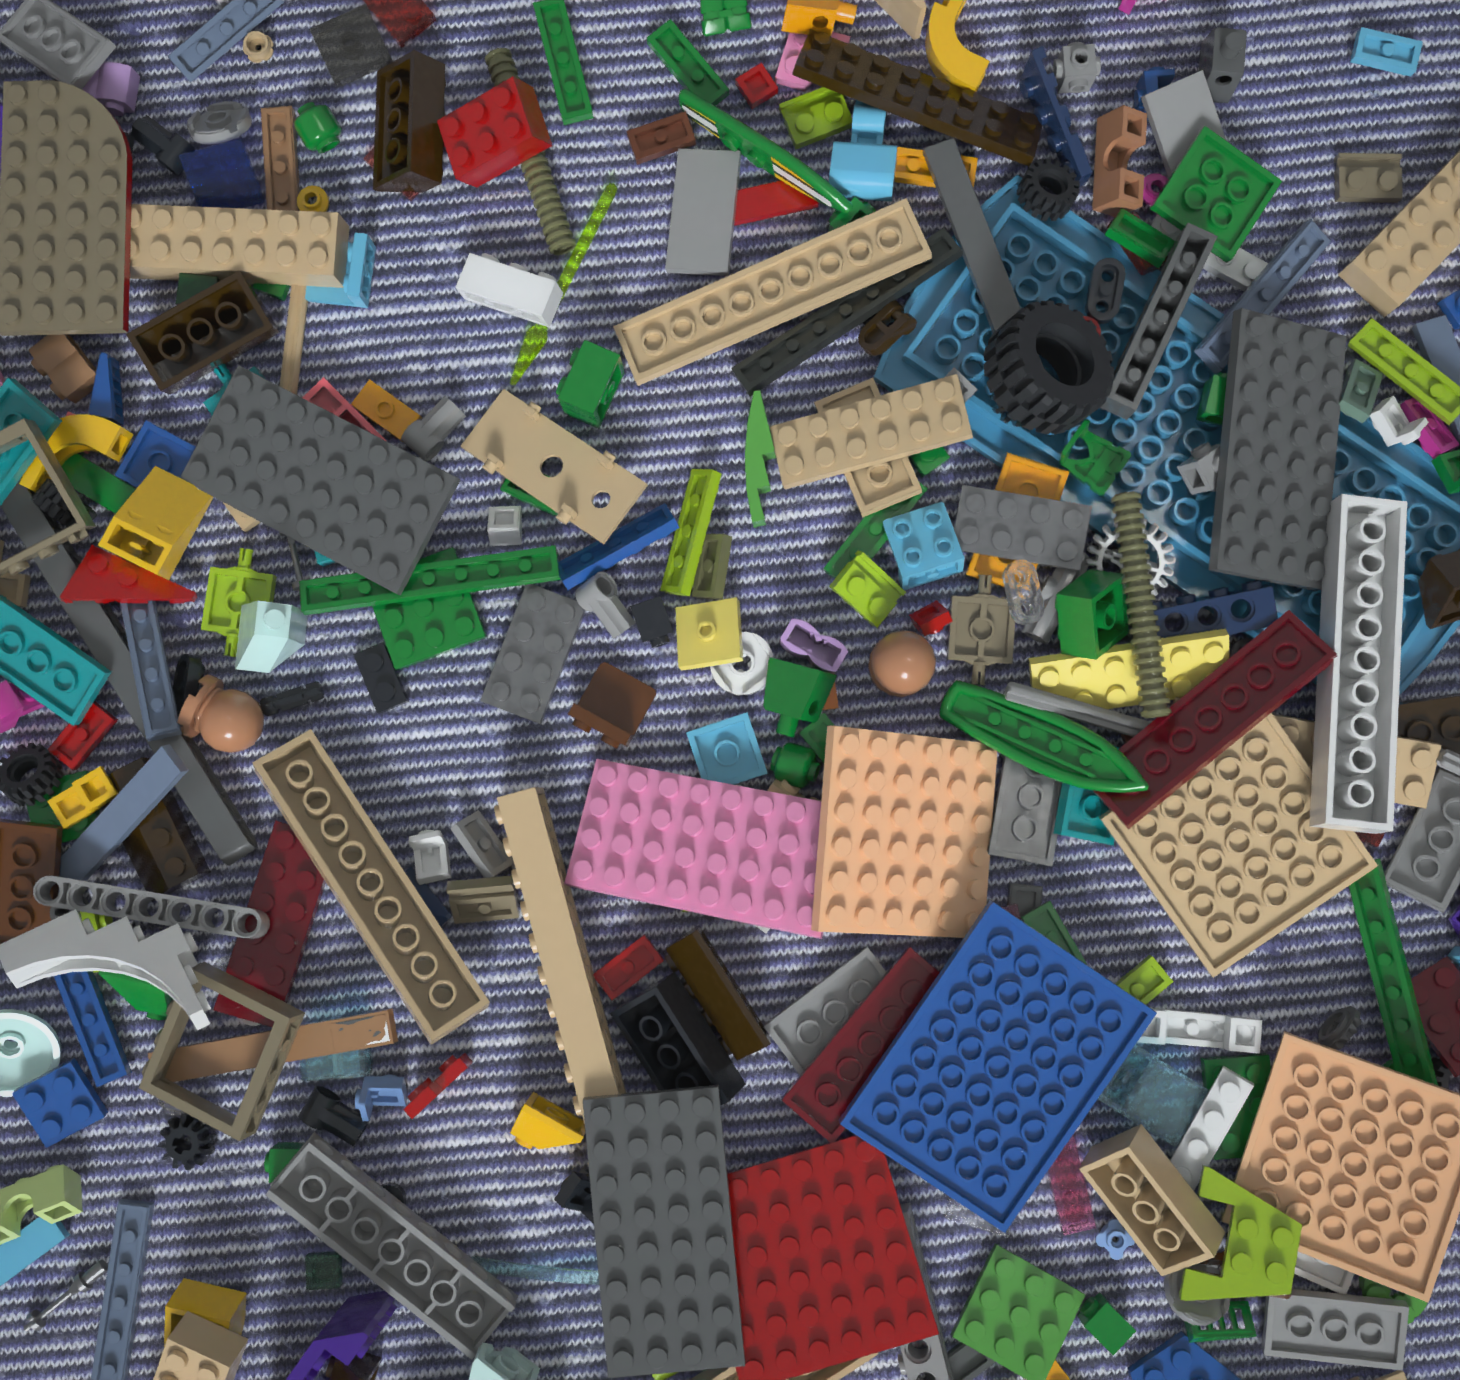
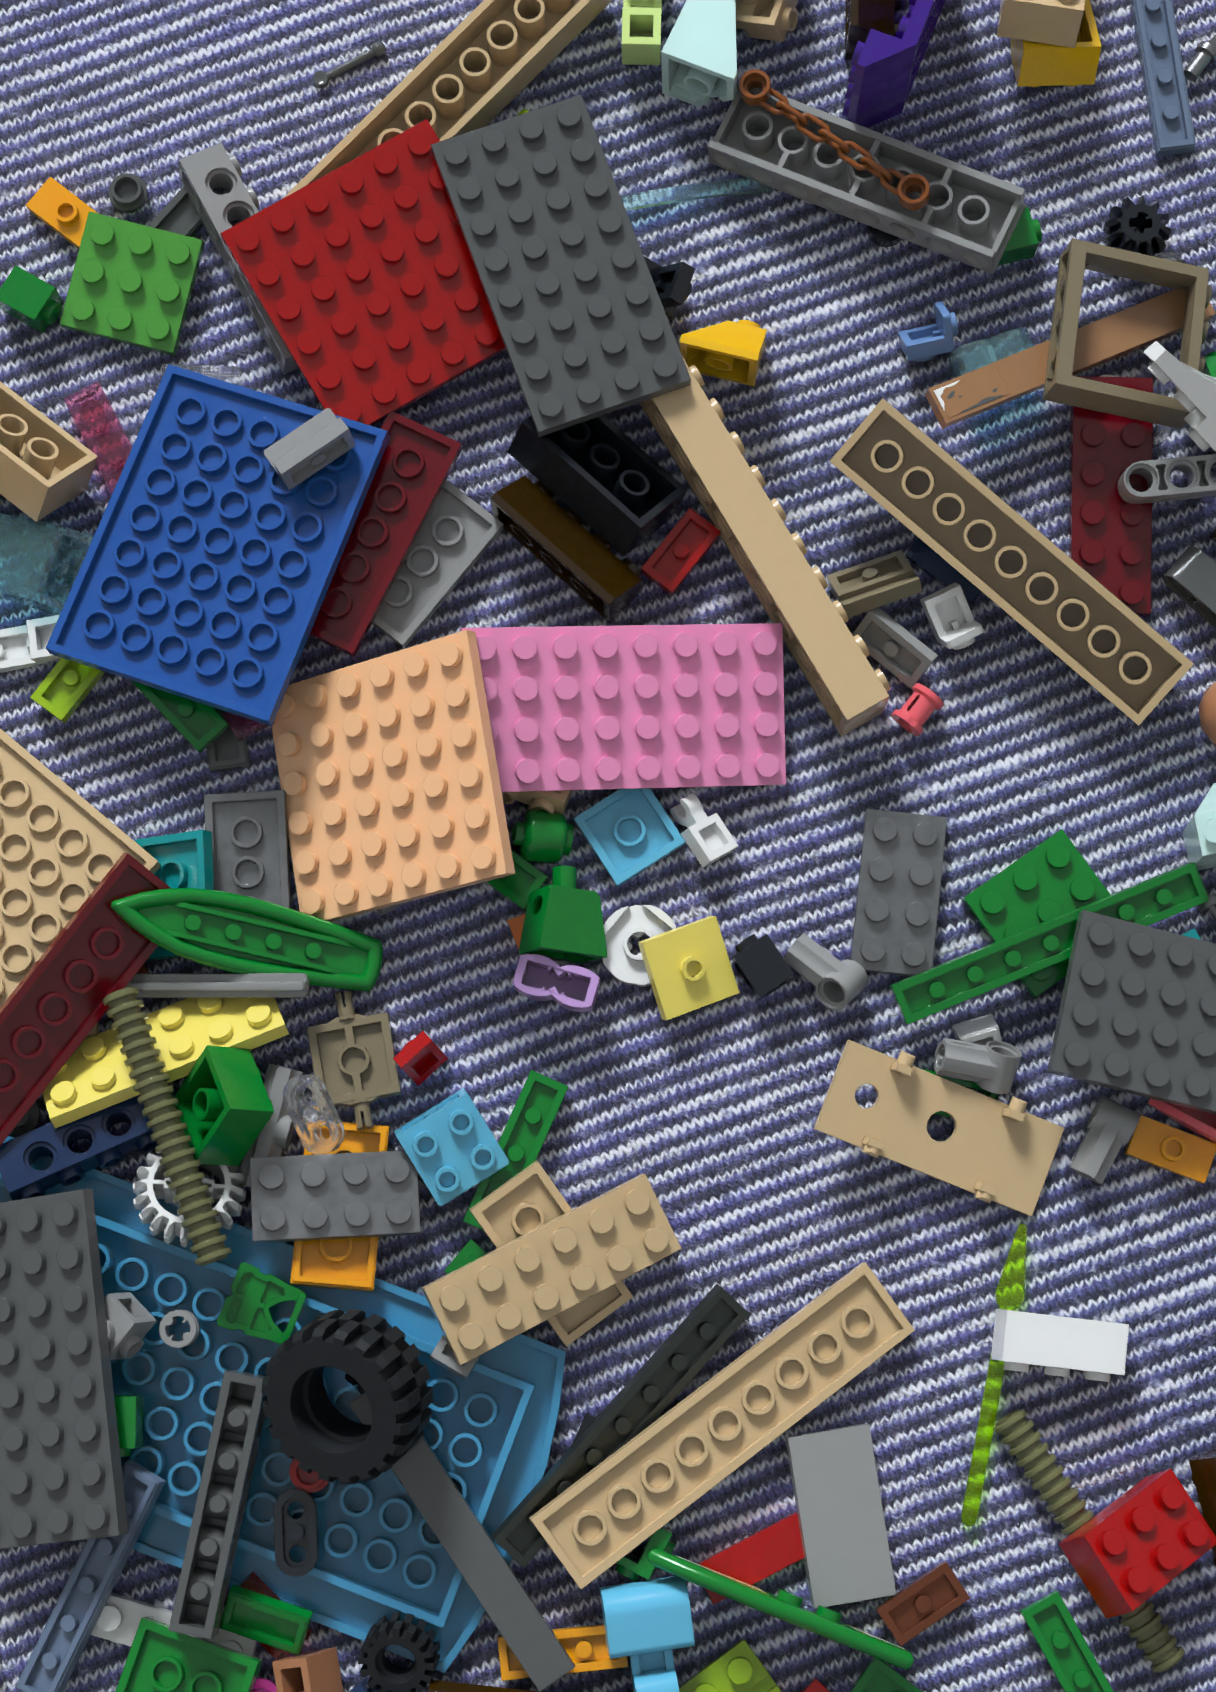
camera: 165 degrees right, 5 degrees down
(292, 698) = (1176, 762): black axle -> none
(323, 1270) = (937, 131): plate -> none
(327, 1112) = (986, 301): black piece -> none
(352, 1224) = (909, 183): none -> dark orange piece
(381, 678) = (1076, 815): black plate -> none
(431, 1089) = (873, 353): red plate -> none
(478, 791) = (917, 709): none -> coral bush
(503, 502) = (988, 1066): none -> light grey piece
(590, 383) = (921, 1241): green brick -> none
(613, 705) = (783, 851): reddish brown bracket -> none
(621, 544) = (819, 1059): blue plate -> none
(667, 734) = (704, 835): none -> white plate
(690, 537) = (745, 1090): lime plate -> none
(712, 567) = (707, 1053): olive plate -> none
(757, 450) = (689, 1219): bright green slope -> none
(867, 589) = (507, 1073): lime plate -> none
(877, 337) = (573, 1400): dark brown plate -> none
(901, 663) = (442, 991): nougat tile -> none
(907, 1125) = (309, 448): none -> light grey panel
(1105, 1237) = (49, 392): light blue plate -> none
(1168, 452) = (188, 1337): none -> light grey bush

